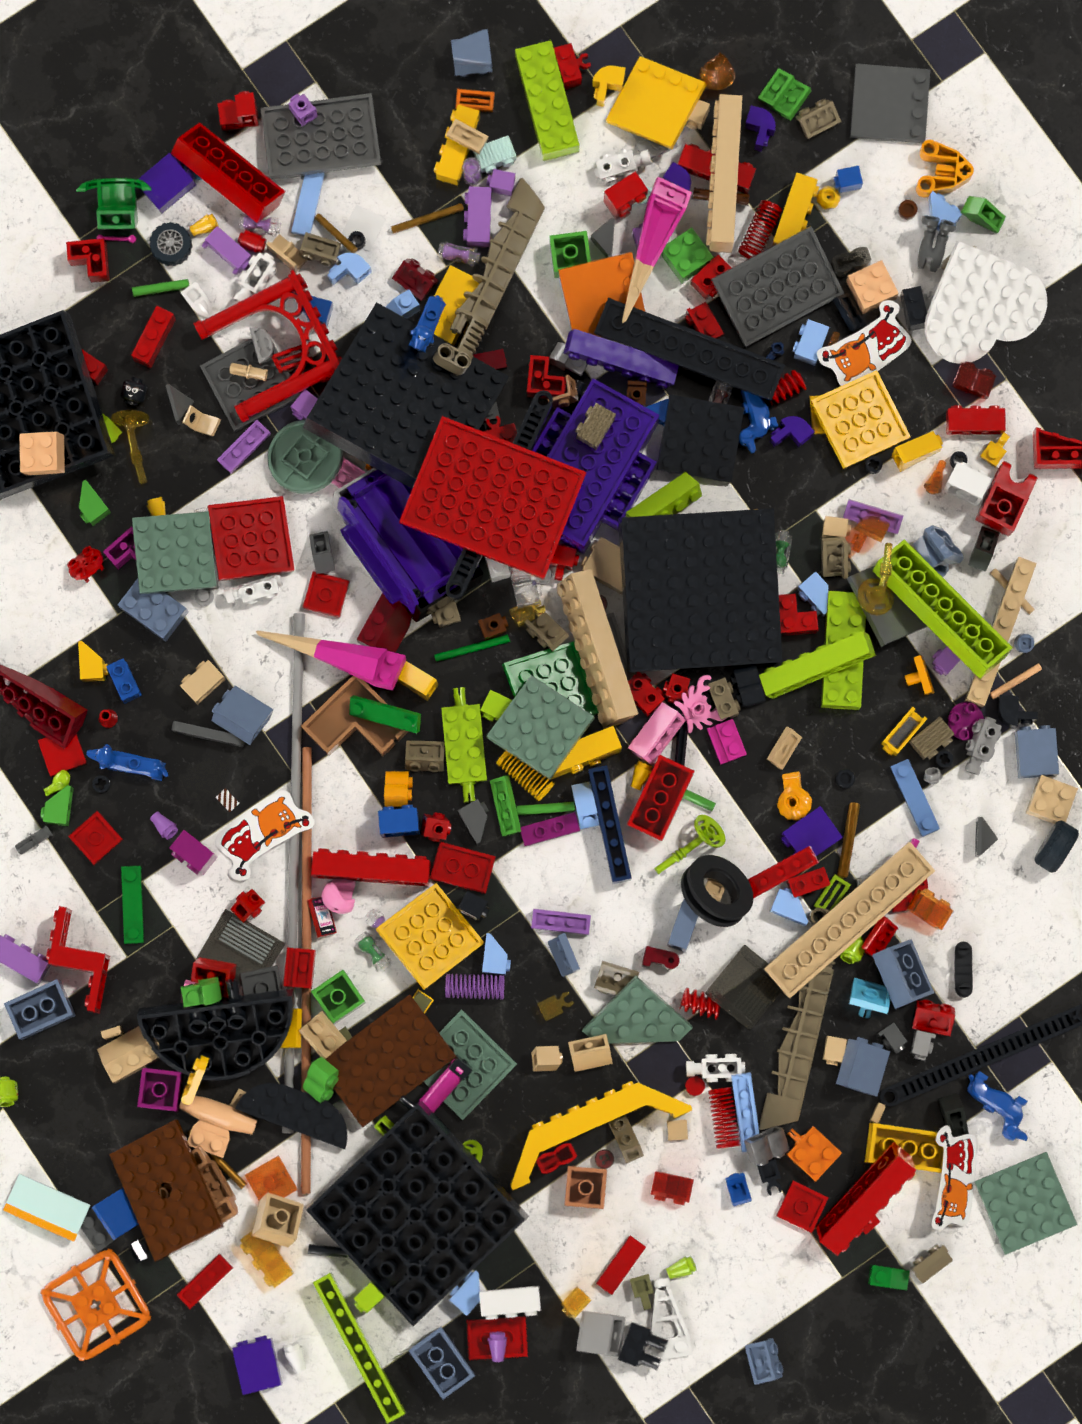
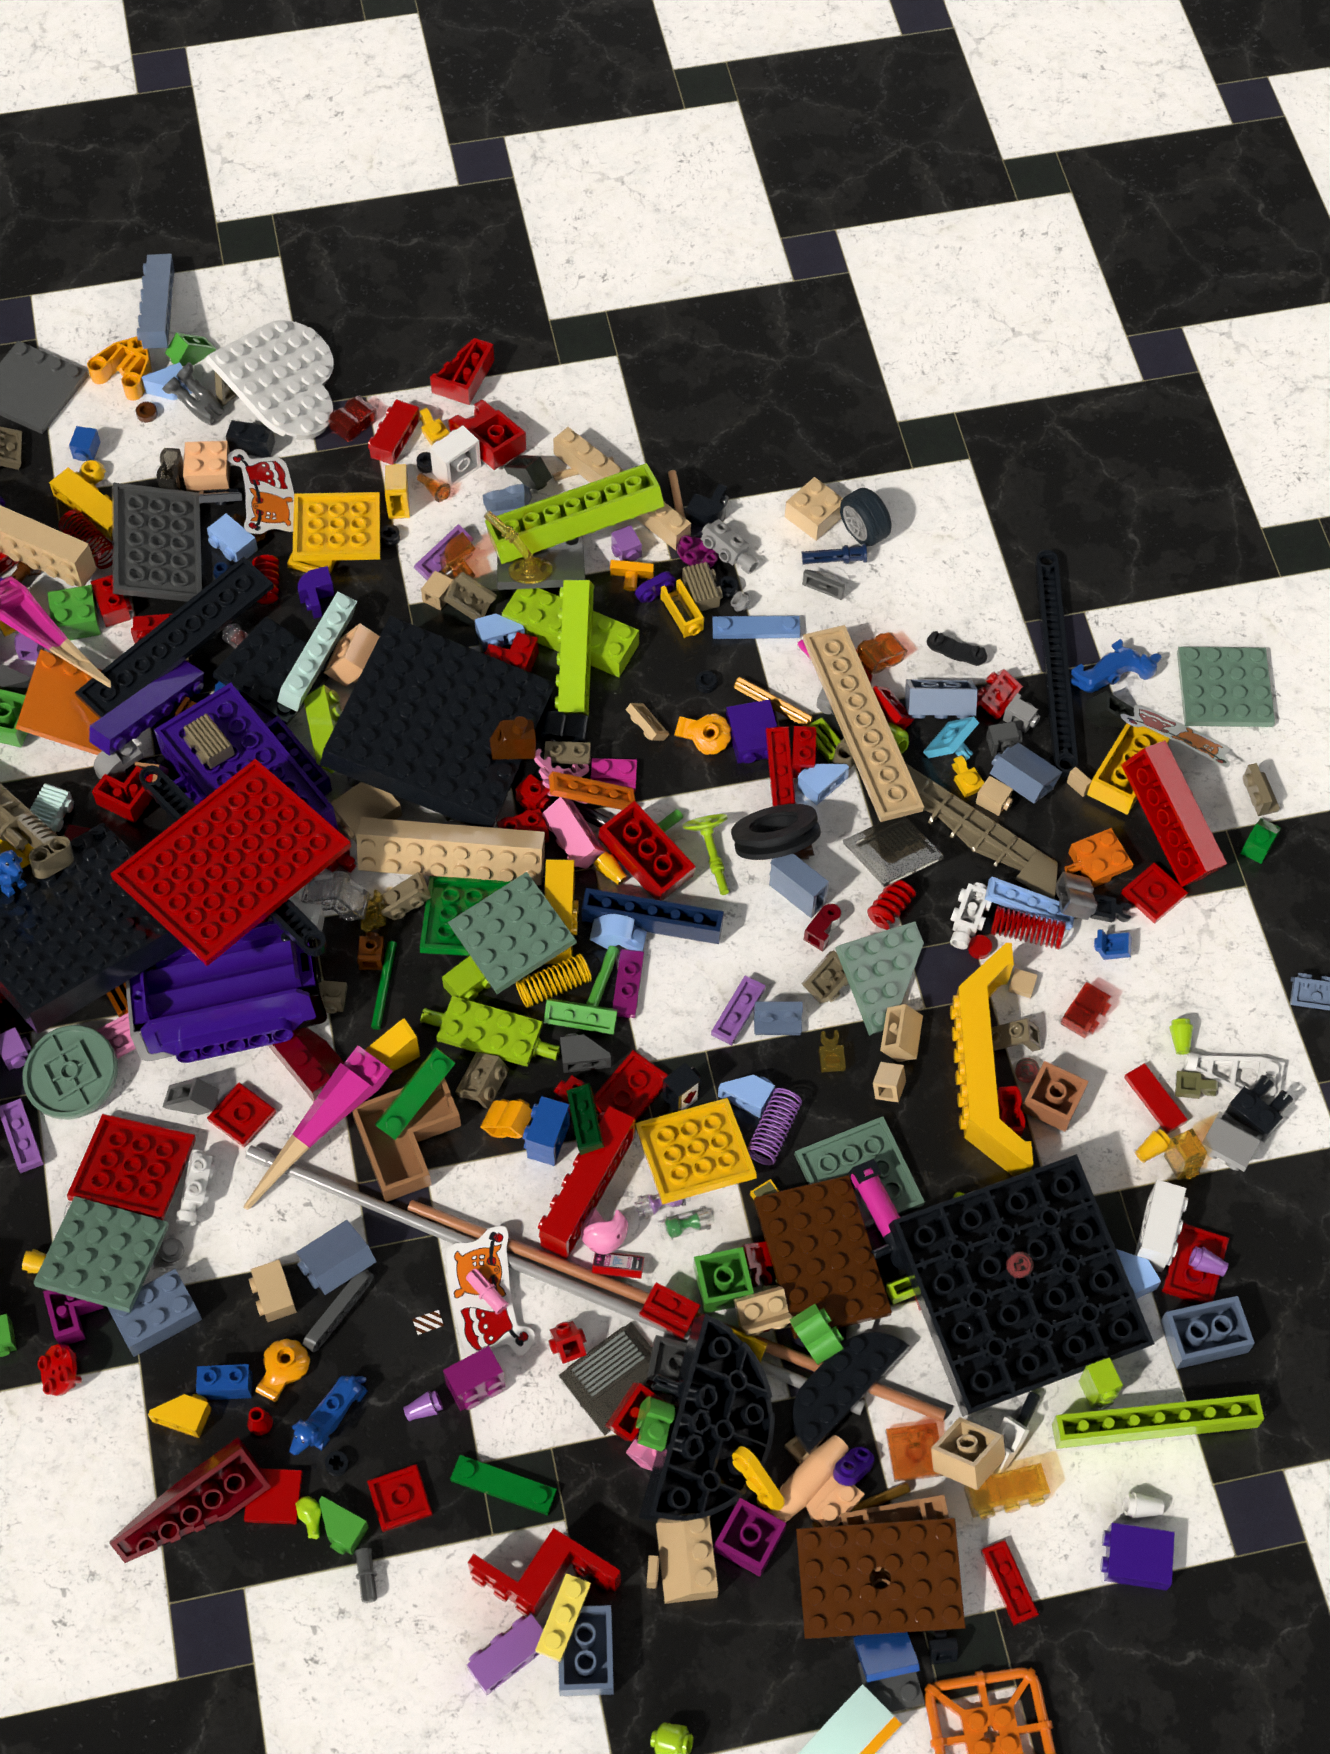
camera: 70 degrees left, 20 degrees down
(51, 985) = (563, 1617): none -> light yellow plate
(146, 715) = (284, 1363): none -> light orange animal
(241, 1142) = (853, 1466): none -> dark purple plate
(262, 832) = (486, 1291): none -> bright pink axle
(304, 1245) = (1014, 1436): none -> white slope
(365, 1014) = (757, 1261): none -> red plate
(412, 847) = (585, 1118): none -> dark green tile
(424, 1207) = (1019, 1265): none -> clear smoke tile
(507, 329) = (52, 806): none -> light aqua brick
(579, 1276) = (1153, 1145): none -> yellow cone
(695, 733) = (590, 791): none -> orange plate
(701, 656) = (514, 739): none -> reddish brown torso
(727, 463) = (317, 651): none -> light aqua brick
(738, 492) = (351, 655): none -> light nougat brick
(759, 420) = (283, 613): blue animal -> none
(842, 1023) = (967, 780): none -> yellow plate
(921, 705) = (652, 588): none -> dark purple plate
(1015, 163) = (156, 301): none -> sand blue brick
(1017, 842) = (846, 554): none -> dark blue pin
(1036, 752) = (759, 504): sand blue brick -> none

